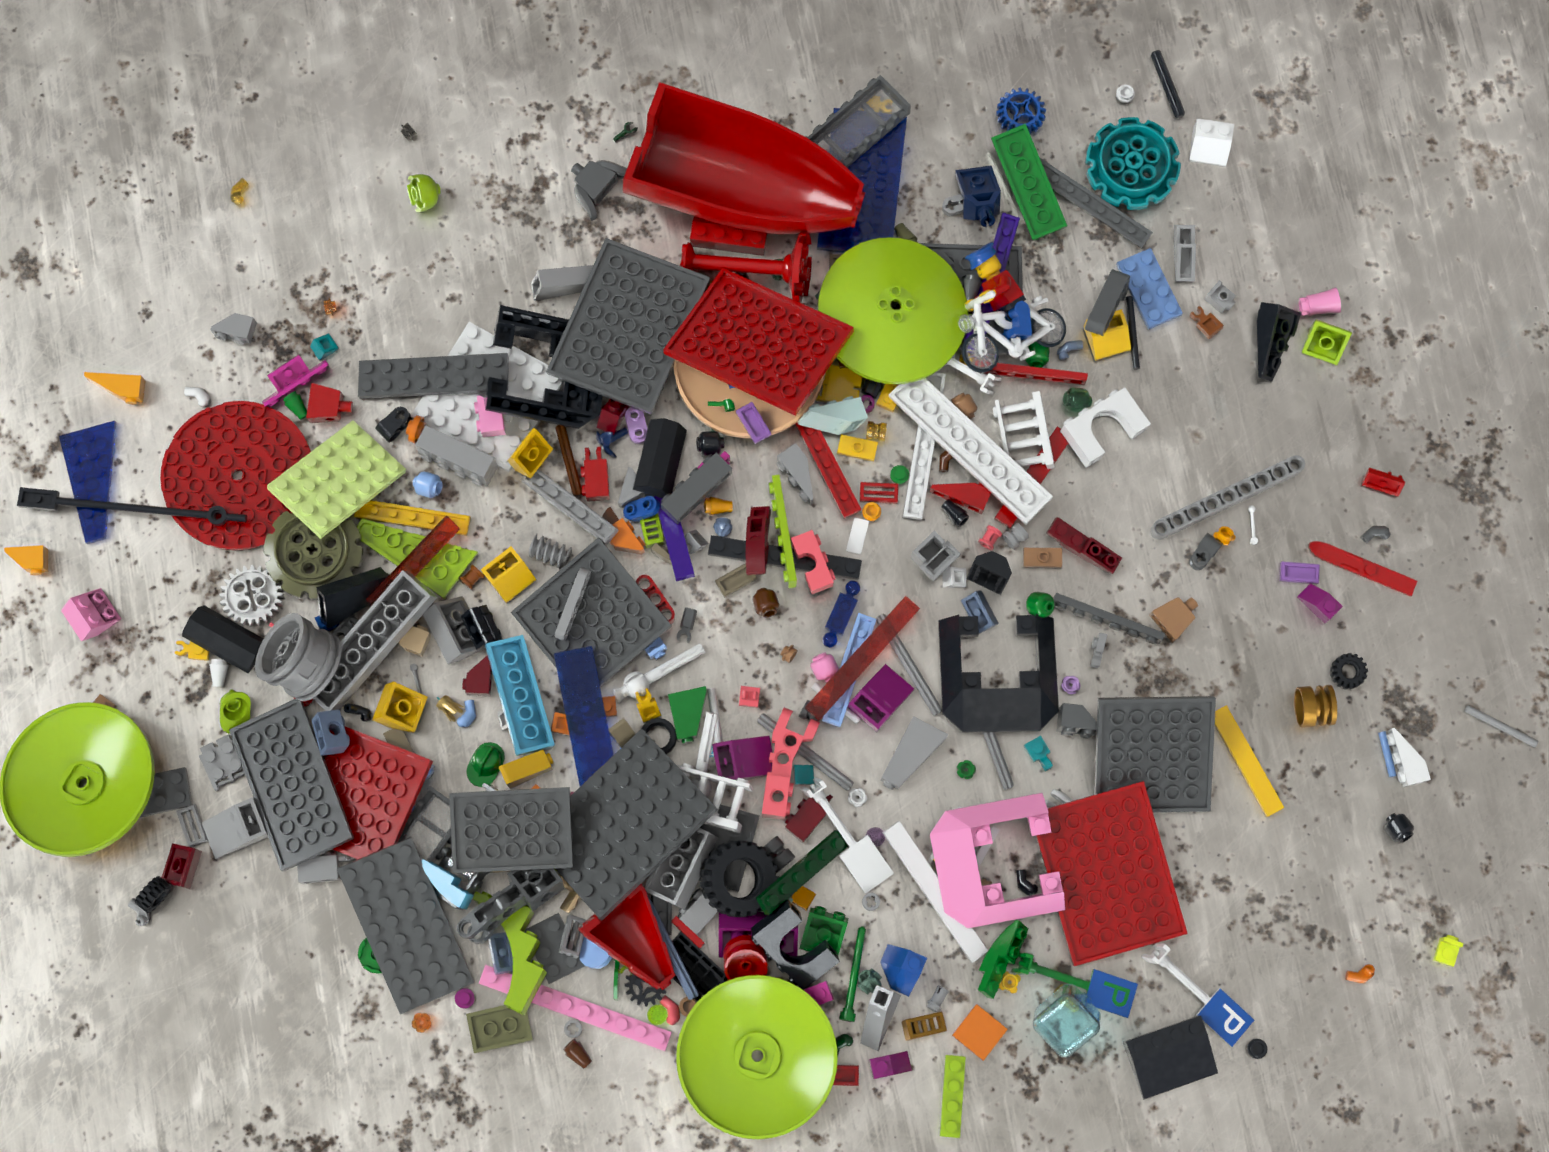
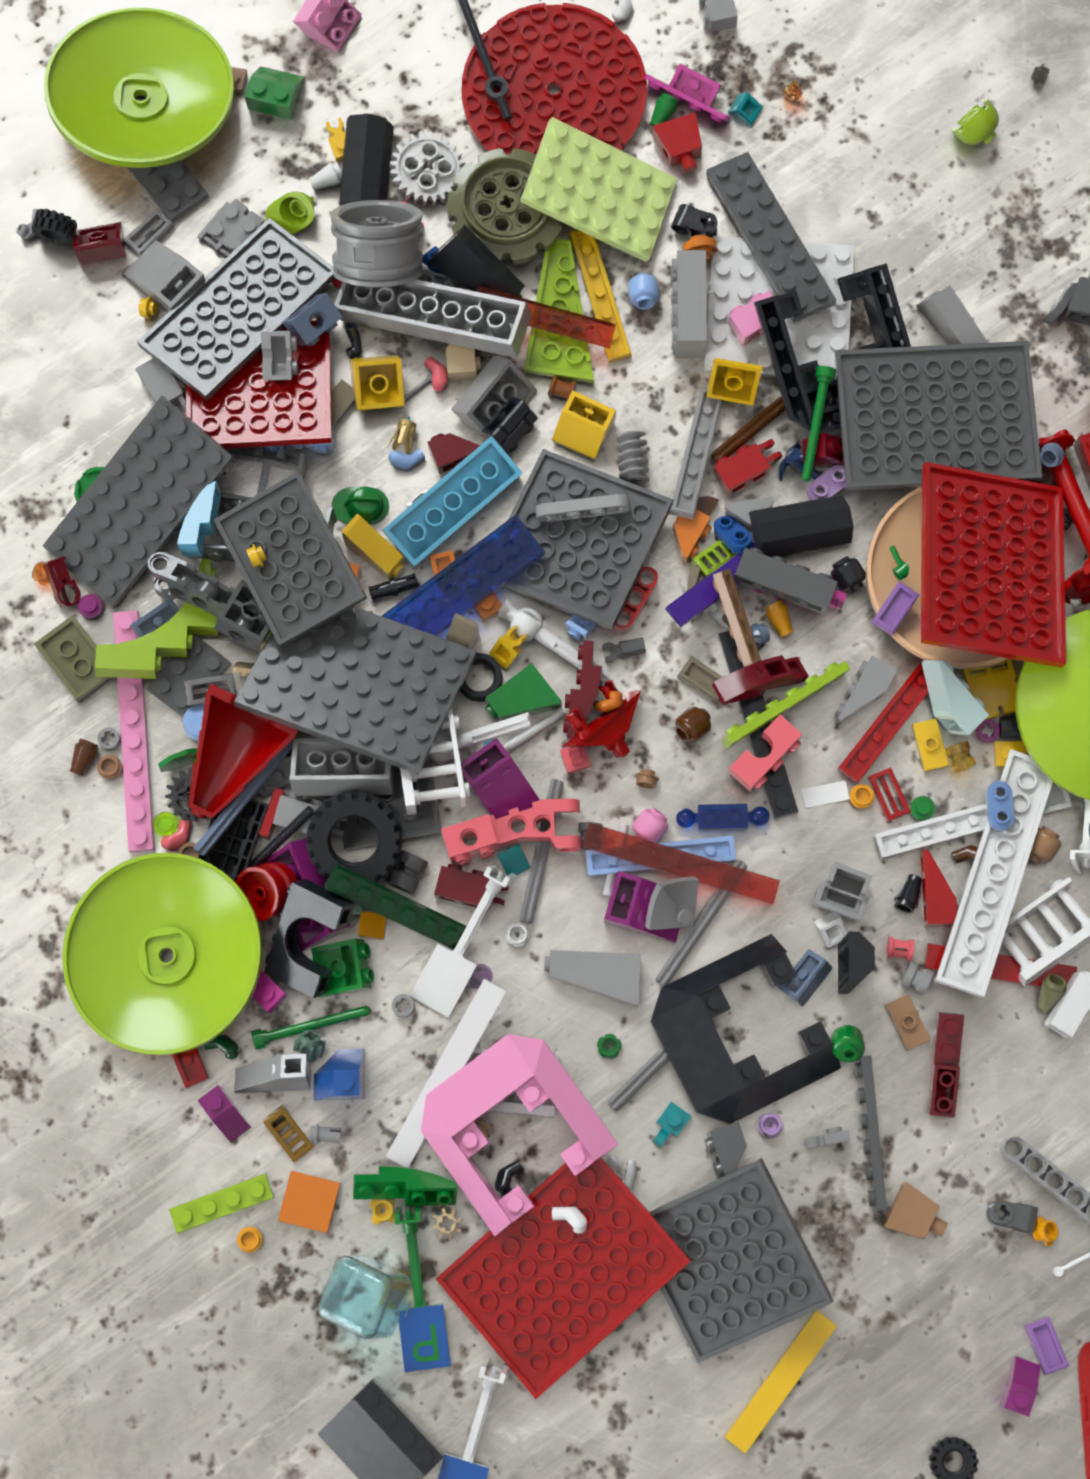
camera: 70 degrees right, 0 degrees up
(129, 680) = (274, 92): none -> green slope
(253, 852) = (147, 307): none -> yellow plate
(347, 770) = (278, 355): none -> light grey cylinder
(415, 660) = (439, 373): none -> coral arm
(433, 1012) = (58, 579): none -> dark red piece
(498, 852) = (256, 555): none -> yellow plate
(560, 767) = (393, 587): none -> black pin
(562, 388) = (824, 376): none -> green piece
(594, 1037) = (109, 767): none -> medium nougat plate
(697, 263) = (1052, 455): none -> sand blue plate
(699, 534) = (734, 610): none -> medium nougat plate
(711, 671) = (589, 679): none -> dark red slope
(711, 933) = (283, 836): none -> black bar
(725, 655) = (614, 701): none -> orange arm
(739, 661) = (608, 727): none -> red connector
(890, 676) = (673, 904): none -> light grey plate
(925, 422) = (1000, 805): none -> medium blue plate
(987, 1087) = (249, 1239): none -> light orange plate
(1035, 944) = (441, 1219): none -> tan gear
(1067, 451) = (1051, 991): none -> olive cone
(1075, 848) = (573, 1216): none -> white arm
(1315, 706) = (888, 1437): pearl gold wheel -> none

